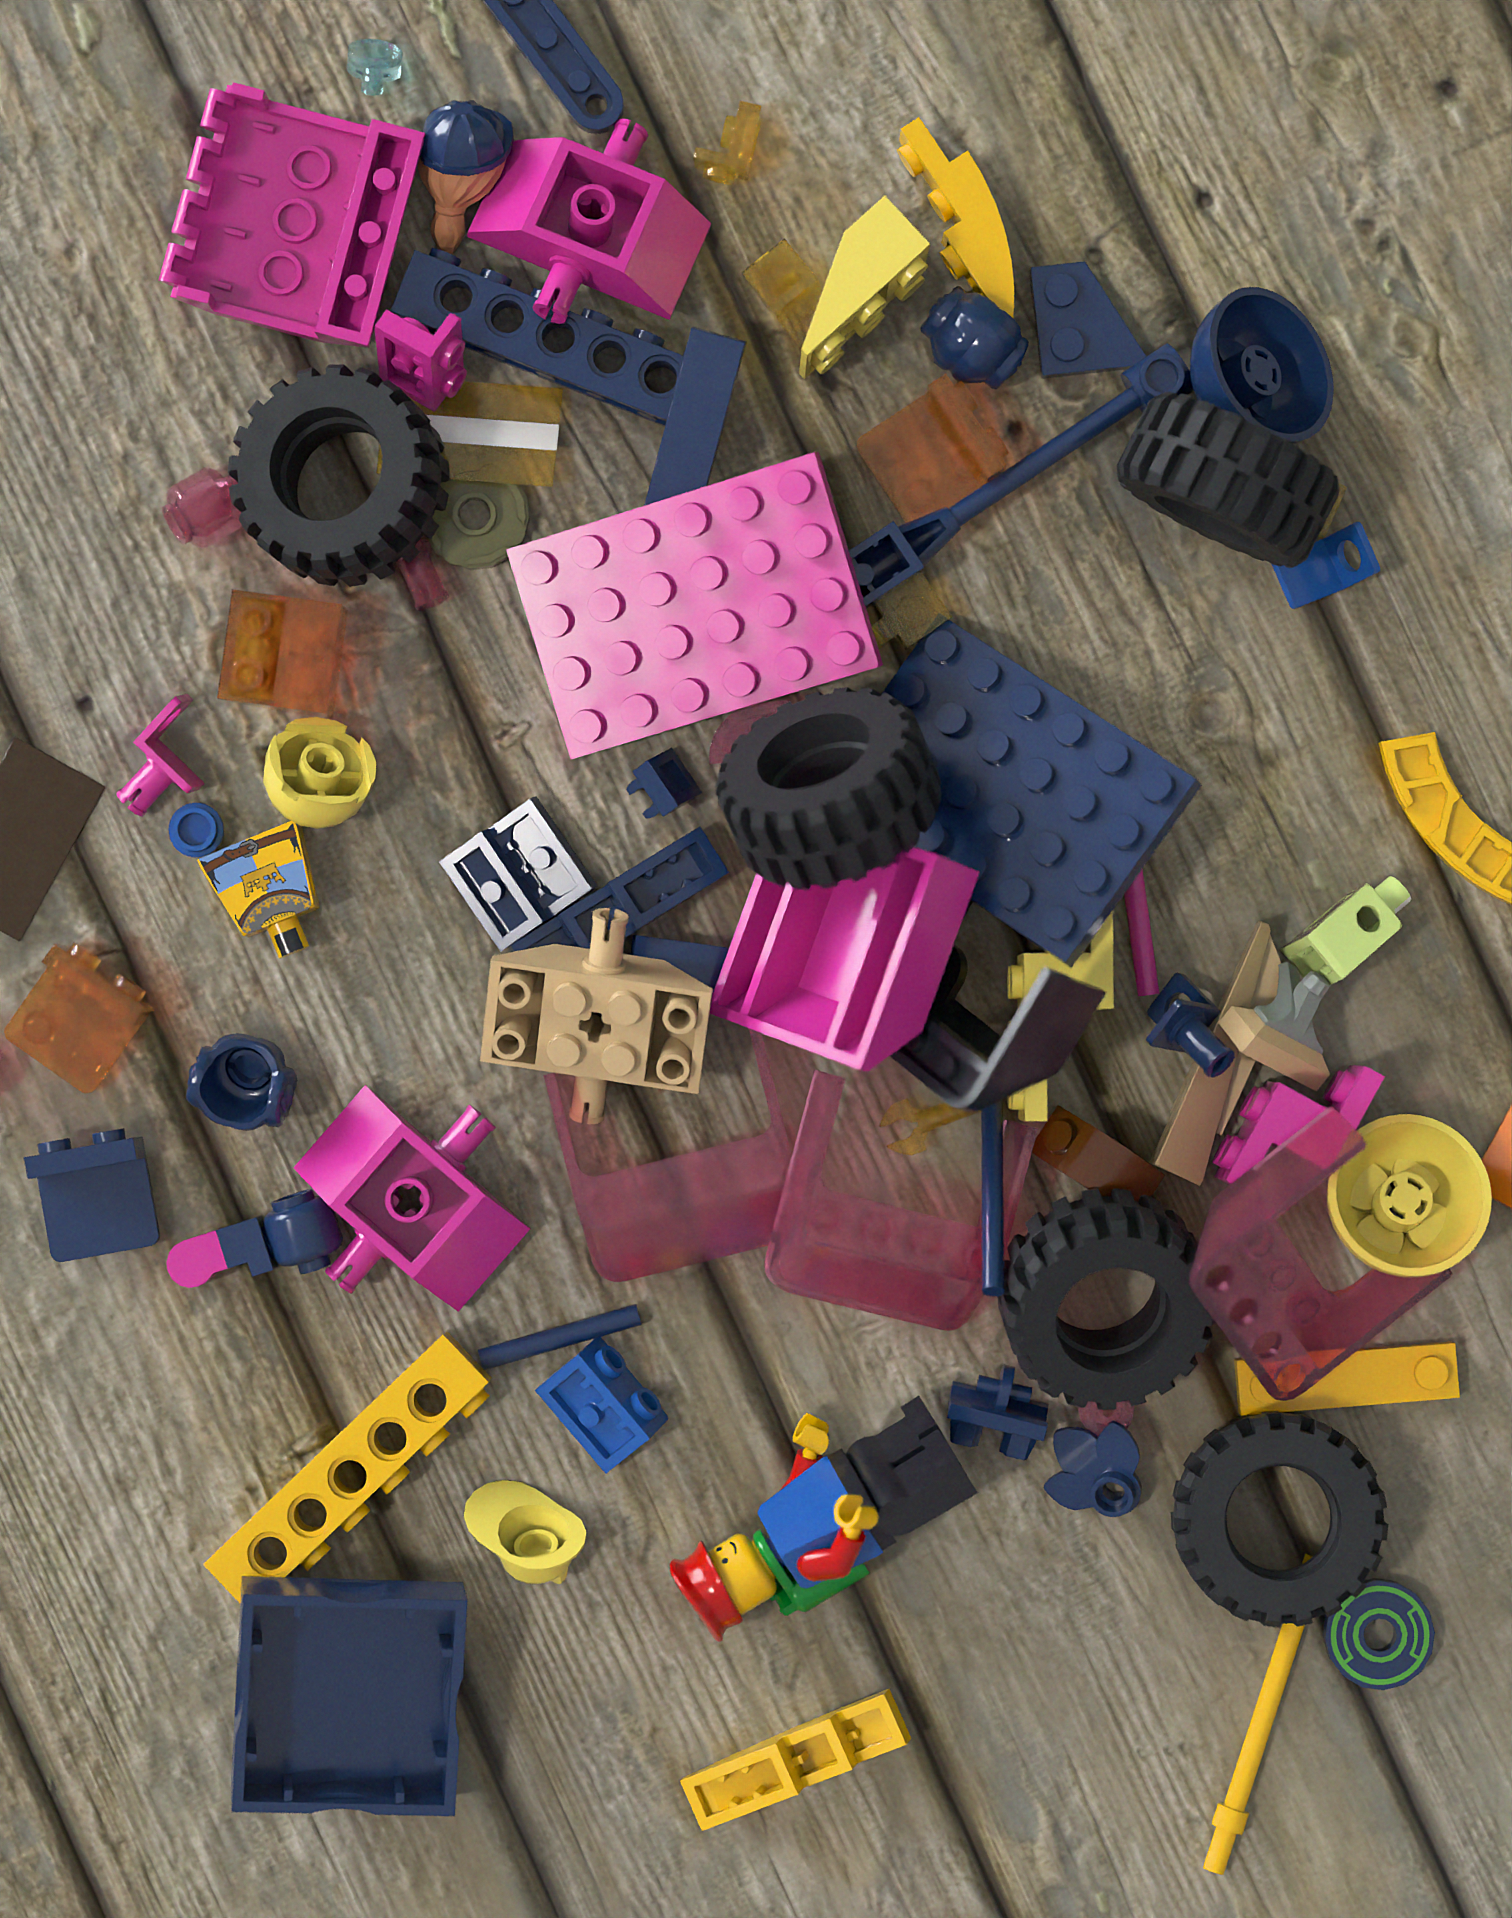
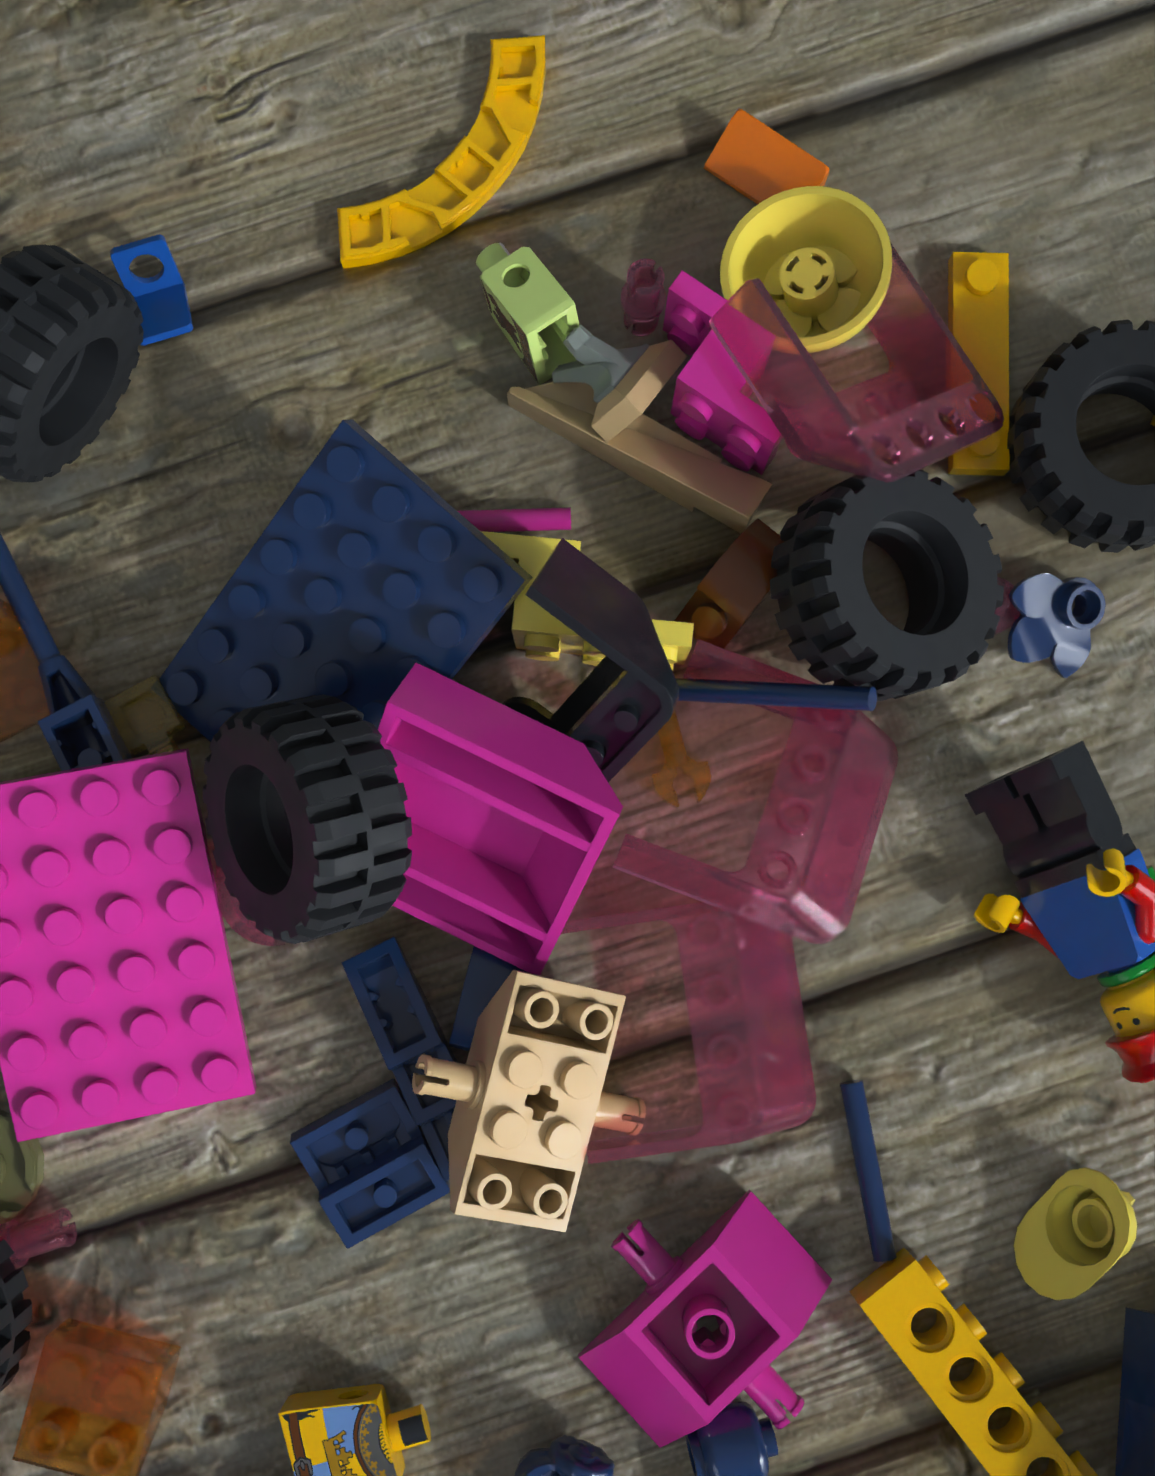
camera: 85 degrees left, 5 degrees down
(318, 772) = (230, 1380): light yellow cylinder -> none
(603, 1404) = (944, 1131): blue bracket -> none
(665, 783) = (291, 995): dark blue tile -> none
(997, 1406) = (983, 715): dark blue hips -> none
(1186, 1026) = (608, 474): dark blue bracket -> none
(1379, 1042) = (643, 297): none -> clear pink pin

